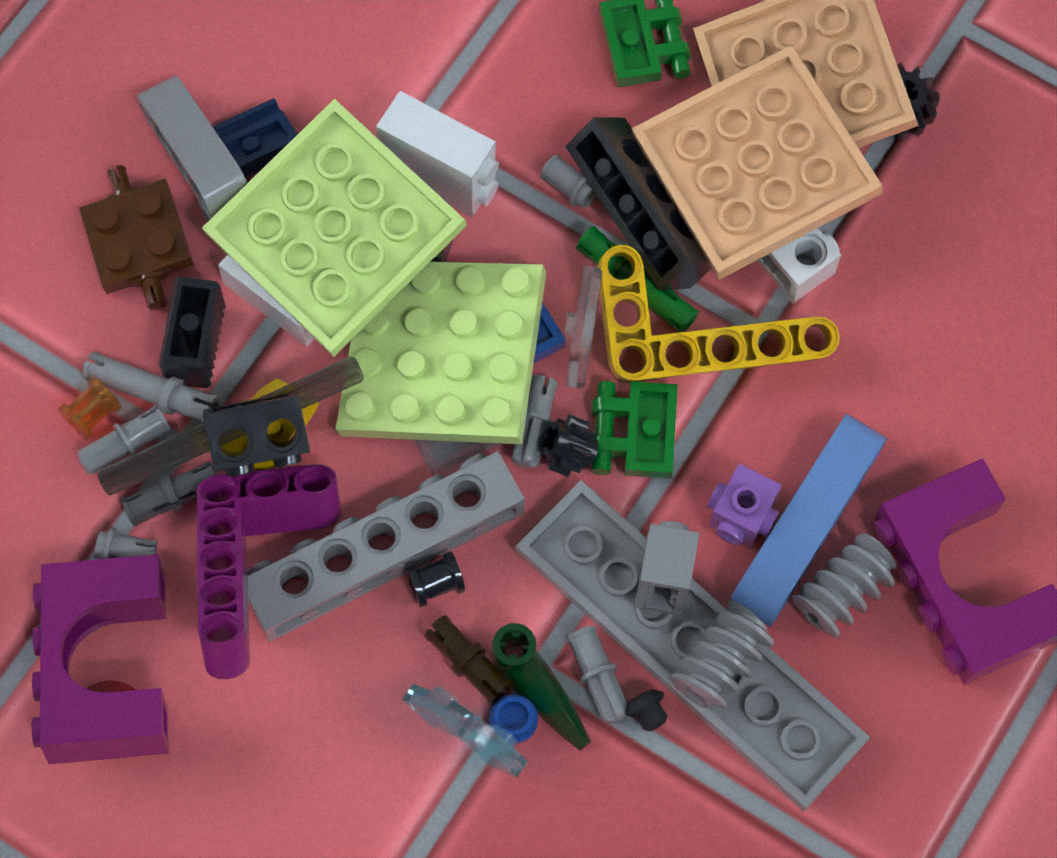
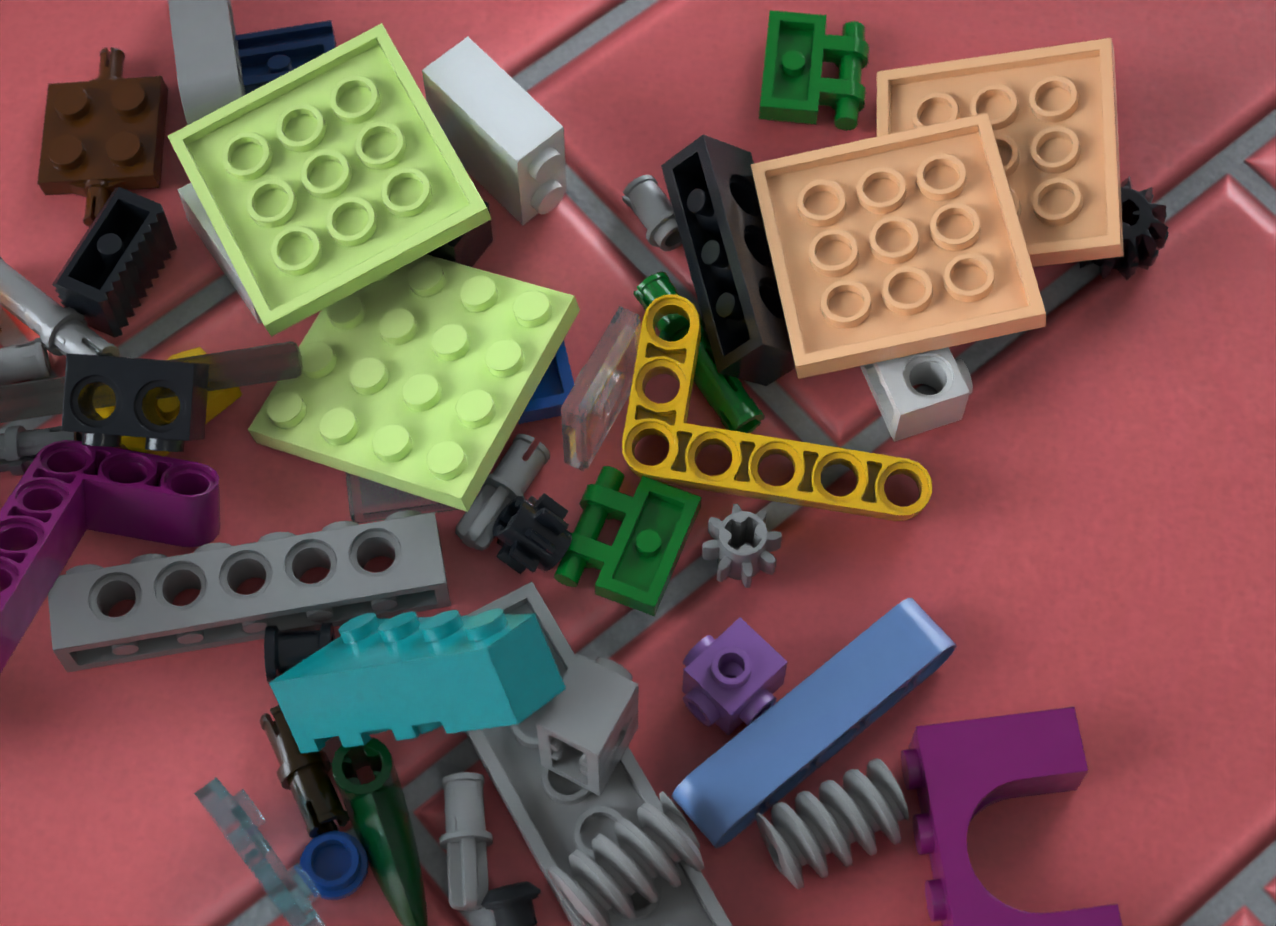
camera: 20 degrees right, 5 degrees down
(541, 572) = (419, 677): none -> teal wedge
(720, 397) = (734, 531): none -> light grey gear

